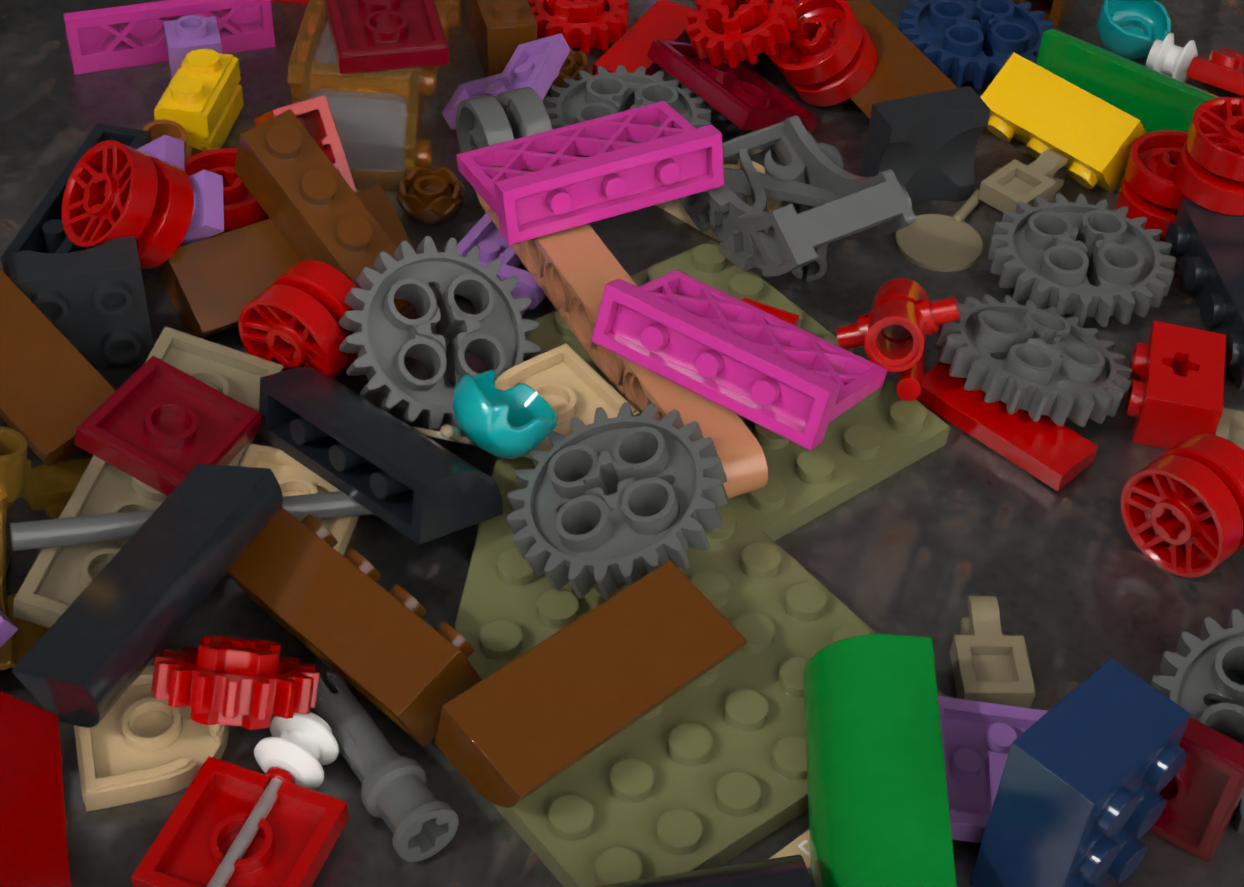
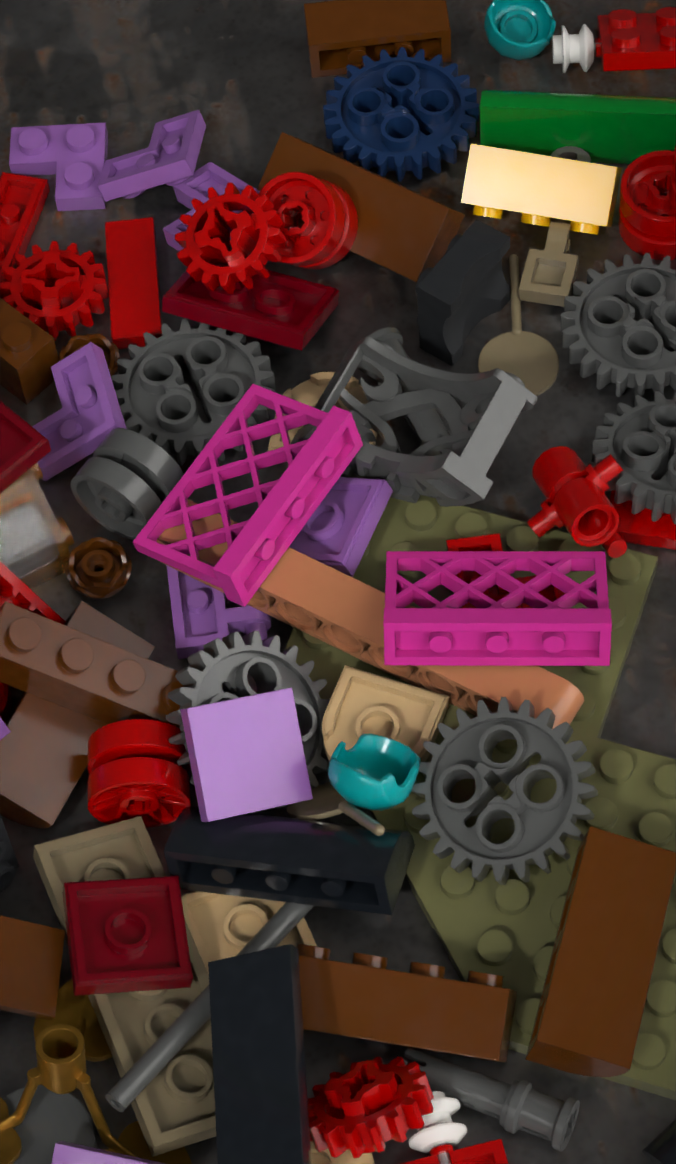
camera: 25 degrees left, 15 degrees up
(400, 340) = (246, 754): none -> medium lavender tile
(665, 245) = (344, 523): none -> medium lavender tile

